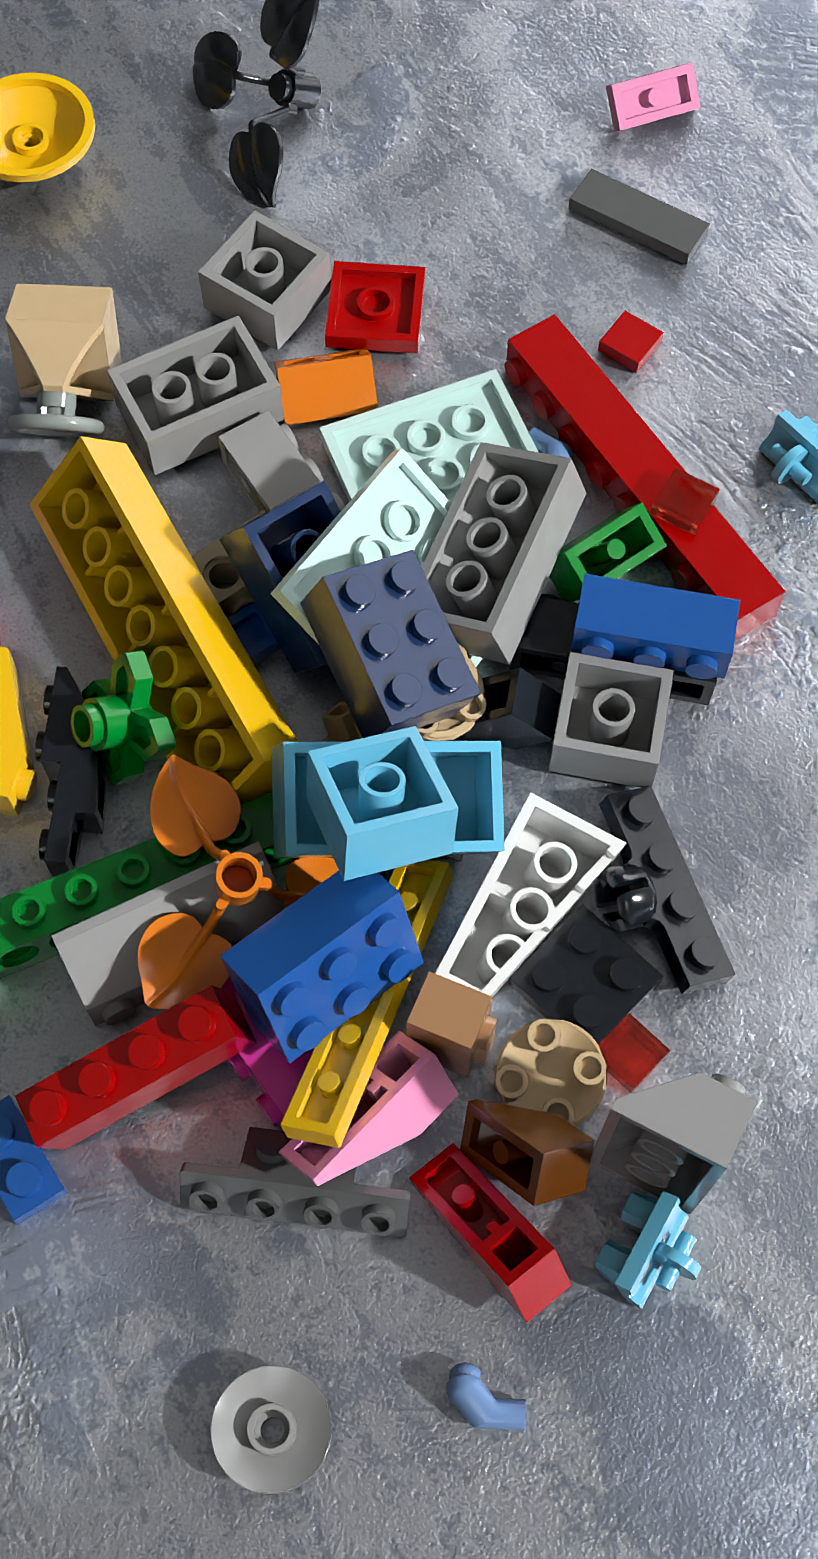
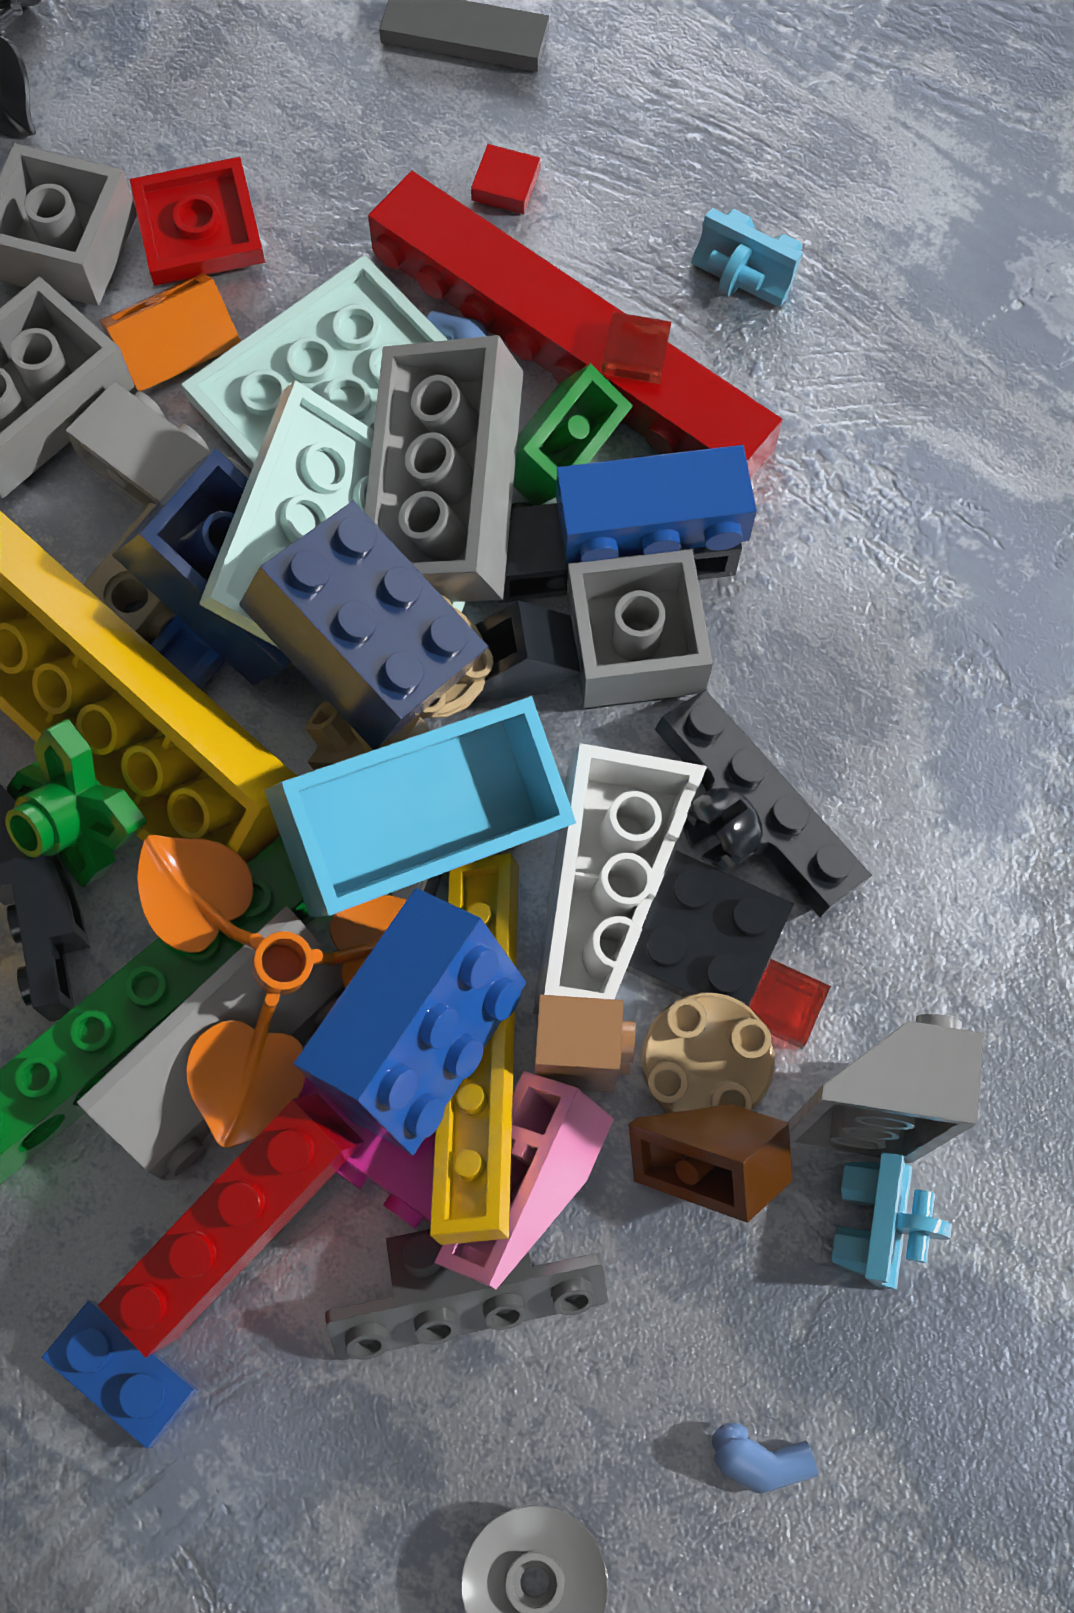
camera: 20 degrees left, 5 degrees up
(380, 802) = (423, 818): medium azure brick -> none
(492, 1232) = (704, 1263): red slope -> none

